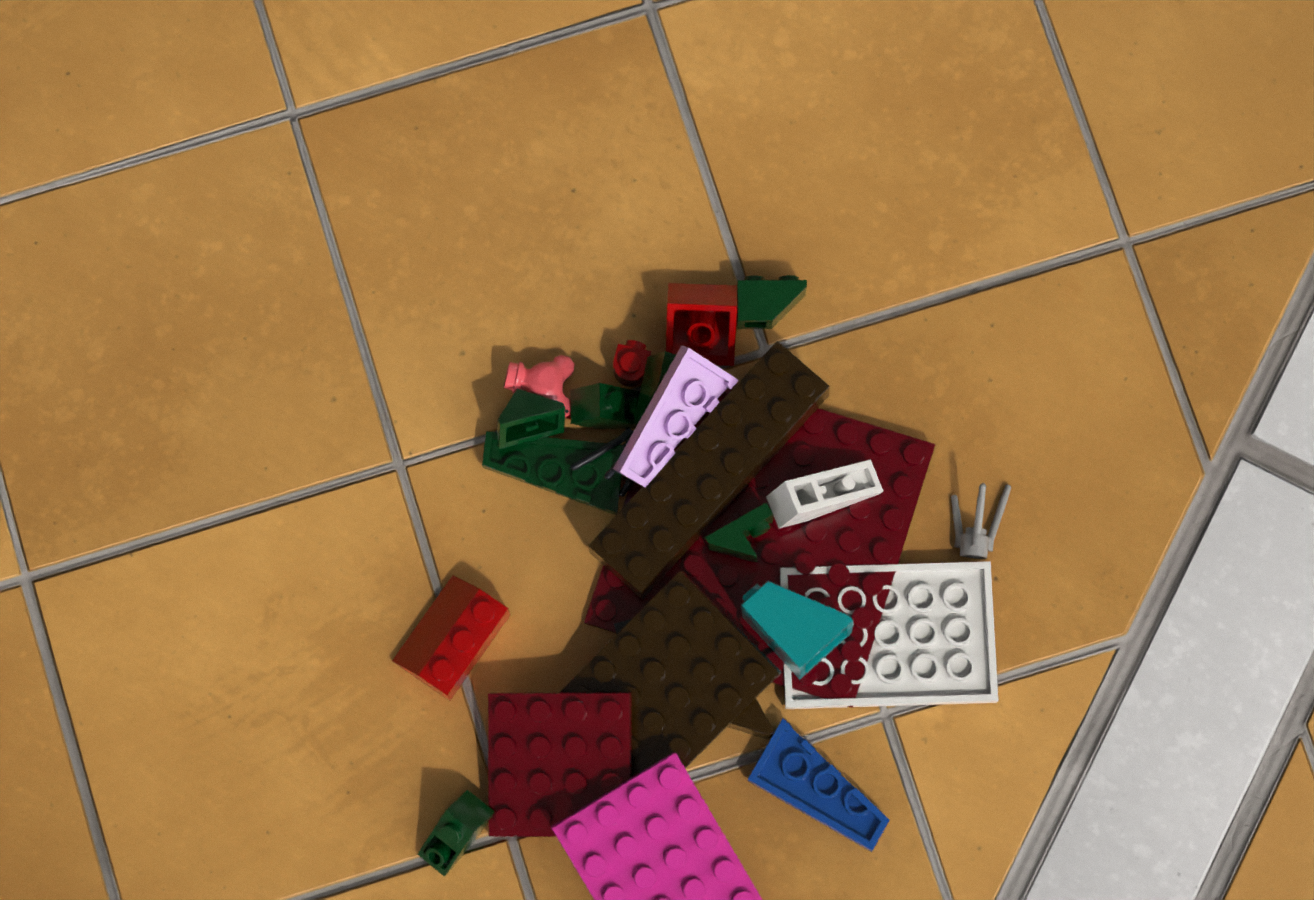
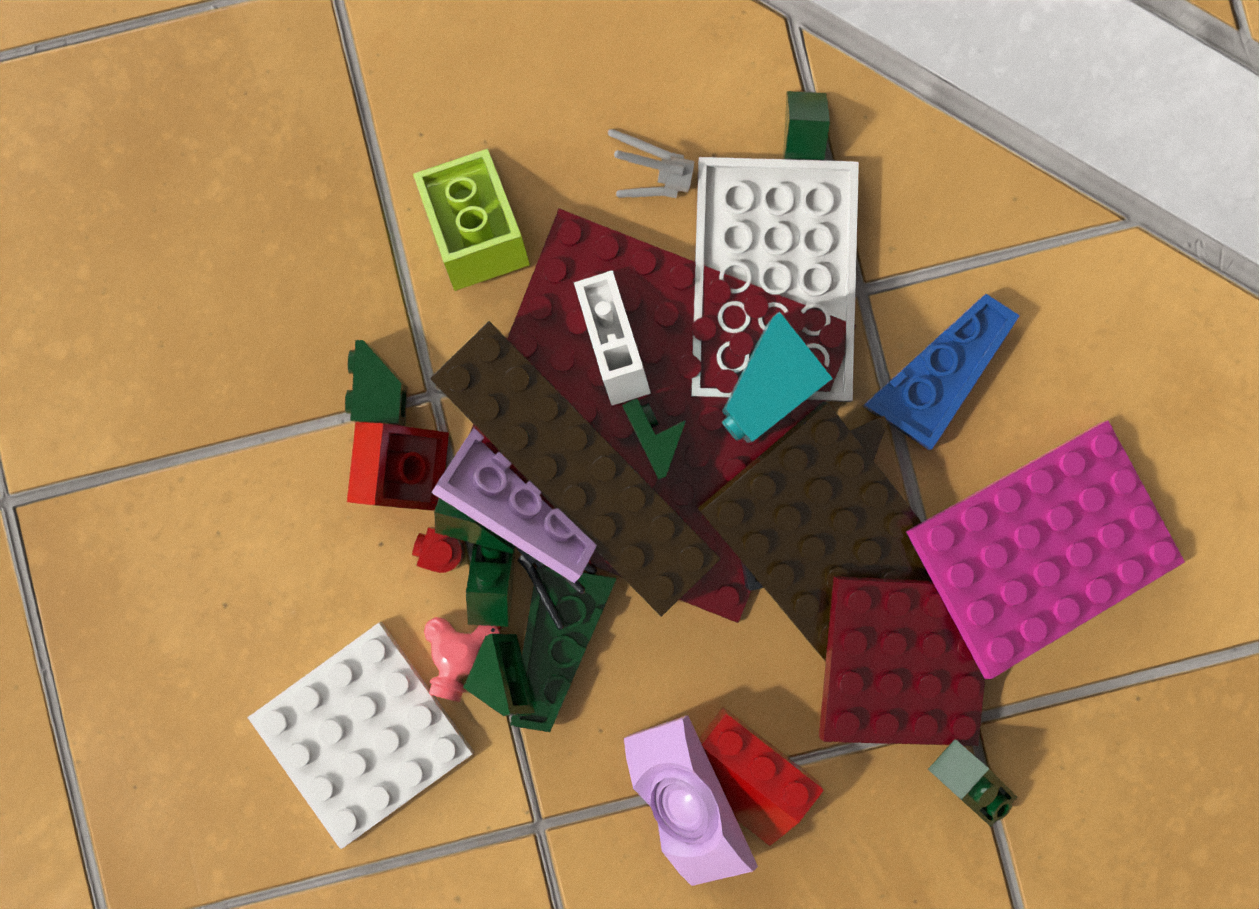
camera: 80 degrees left, 10 degrees up
(427, 583) = (687, 802): none -> lavender slope
(470, 309) = (361, 735): none -> white plate
(919, 370) = (471, 219): none -> lime slope
(1027, 654) = (806, 126): none -> dark green slope

